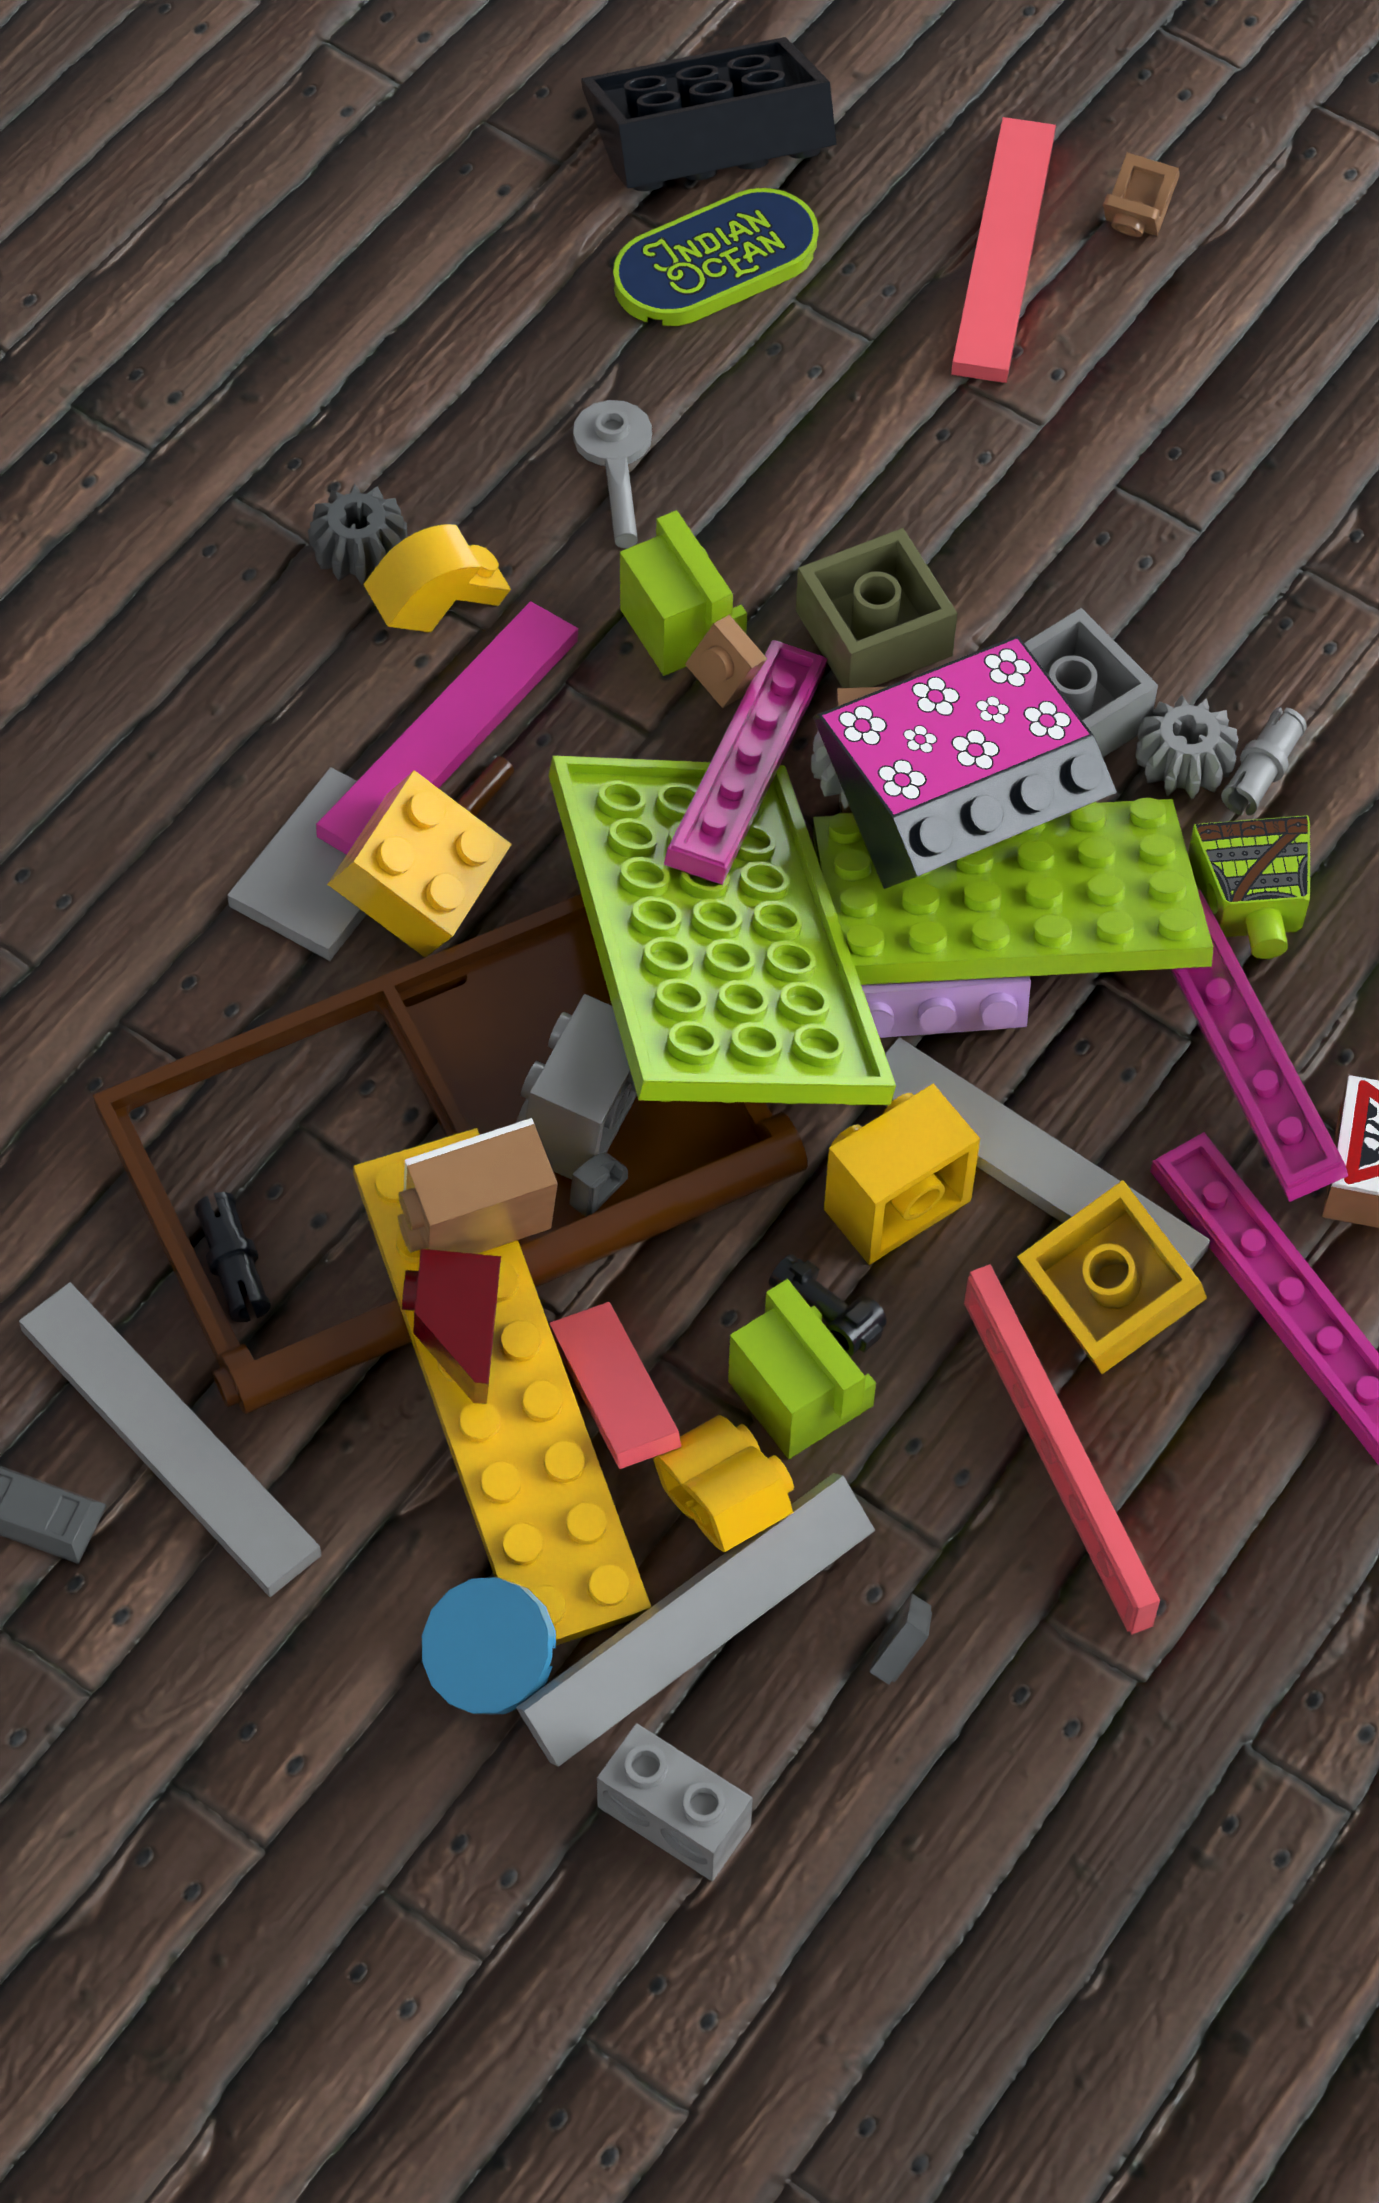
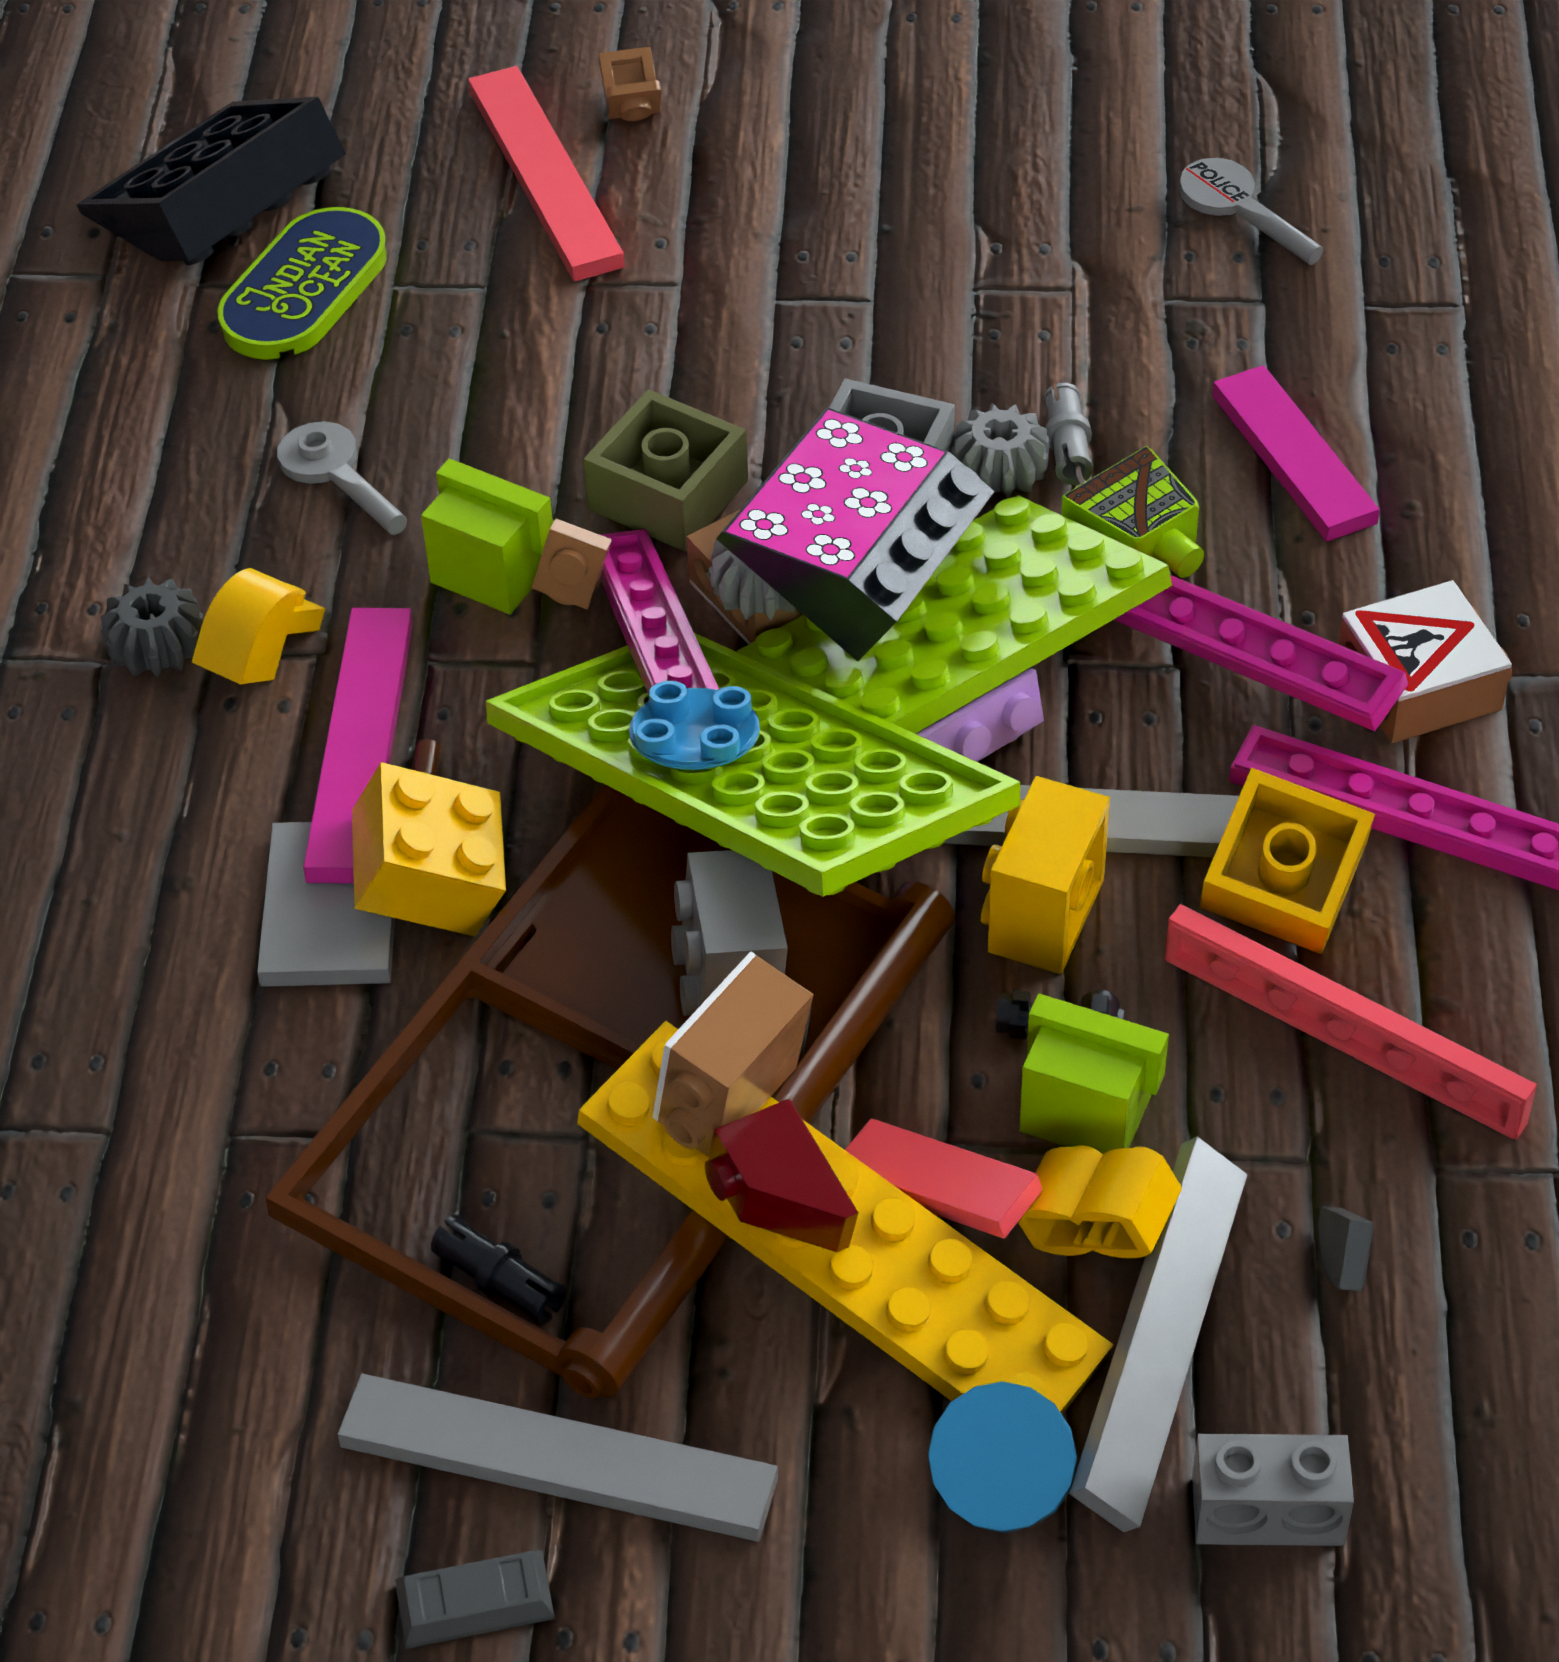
camera: 30 degrees left, 10 degrees down
(673, 882) = (694, 726): none -> dark azure dish

